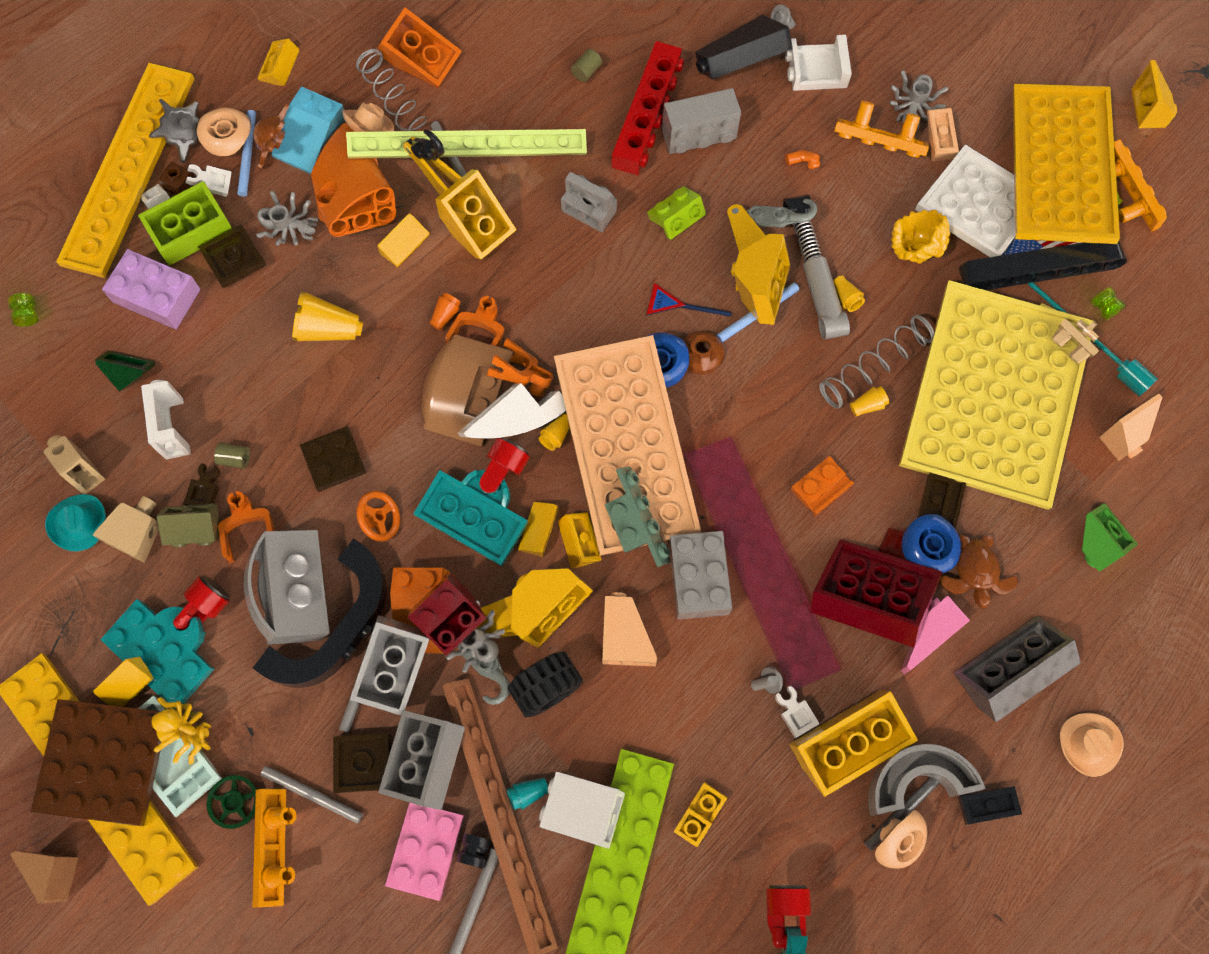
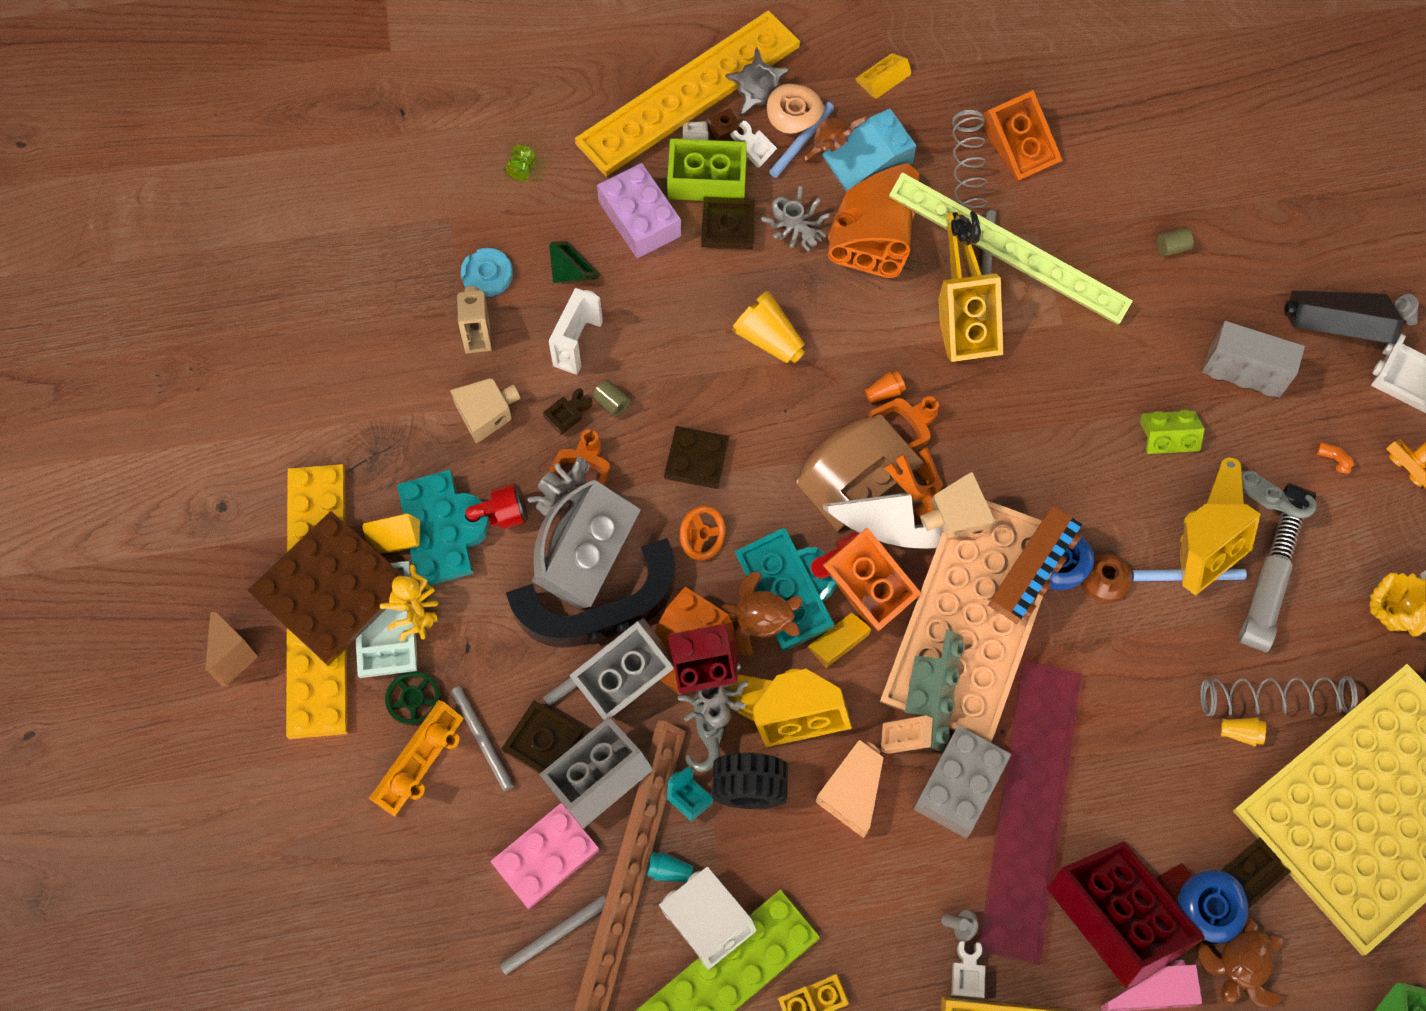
camera: 35 degrees right, 5 degrees down
(56, 416) = (488, 271): none -> medium azure tile
(74, 521) = (442, 370): teal hat -> none
(188, 525) = (535, 434): olive brick -> none
(237, 557) = (556, 488): none -> light grey animal
(368, 119) = (931, 172): light nougat hat -> none
(403, 240) = (890, 301): yellow slope -> none
(466, 550) = (760, 614): none -> dark orange animal
(473, 850) = (587, 885): black wheel -> none
(503, 726) = (687, 794): none -> teal bracket
(534, 468) = (871, 580): none -> orange slope
(555, 433) = (914, 561): yellow cone -> none
(565, 370) = (959, 509): none -> tan torso
(579, 539) = (870, 674): yellow slope -> none
(581, 191) = (1089, 356): light grey brick -> none
(637, 568) = (906, 734): none -> light nougat plate
(648, 377) = (1035, 564): none -> dark orange brick
(660, 75) = (1255, 277): red brick -> none
(664, 301) = (1101, 506): piece -> none
(822, 486) = (1141, 779): orange plate -> none
(849, 296) = (1293, 615): yellow cone -> none

